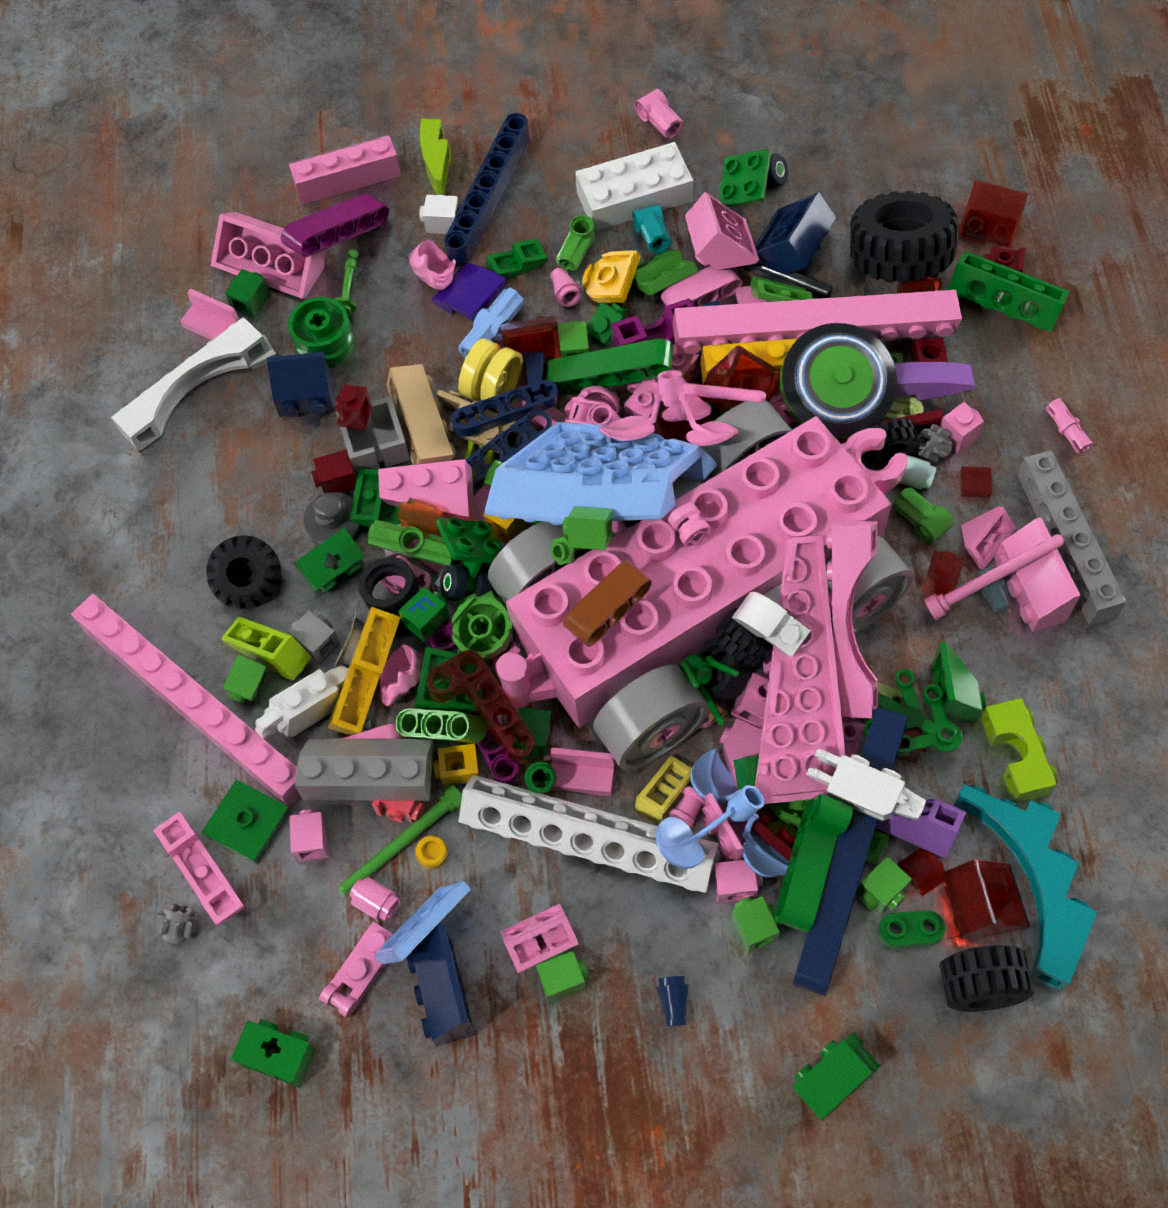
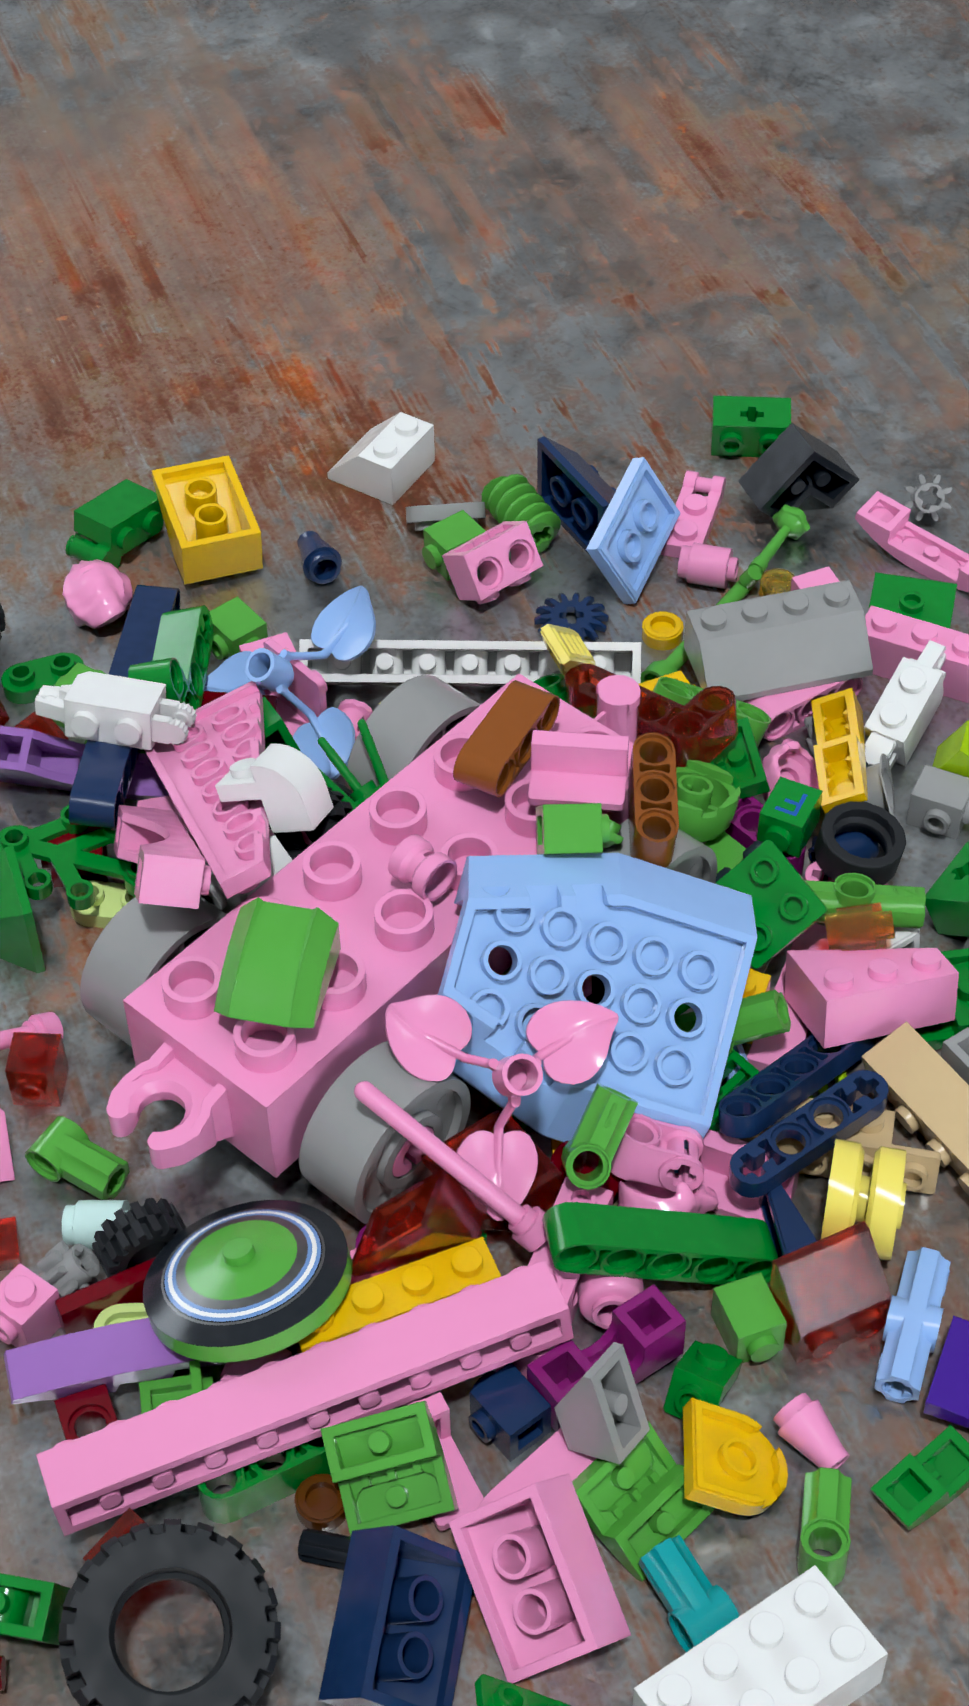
camera: 160 degrees right, 15 degrees down
(266, 964) = (797, 468): none -> black brick
(292, 929) = (790, 523): none -> bright green piece
(322, 865) = (775, 578): none -> clear yellow bush
(496, 995) = (516, 500): none -> bright green piece
(501, 892) = (589, 615): none -> dark blue gear
(523, 776) = (565, 647): none -> light yellow slope
(526, 566) = (653, 799): none -> dark orange beam
(558, 1019) = (427, 515): none -> light grey plate
(568, 568) = (578, 769): none -> bright pink panel
(592, 1109) = (388, 458): none -> white slope
(632, 403) = (599, 1132): none -> bright green piece
(672, 278) = (604, 1410): none -> light grey slope
(759, 1049) = (208, 519): none -> yellow slope
(797, 468) = (278, 964): none -> bright green slope
(859, 995) = (96, 593): none -> bright pink hair

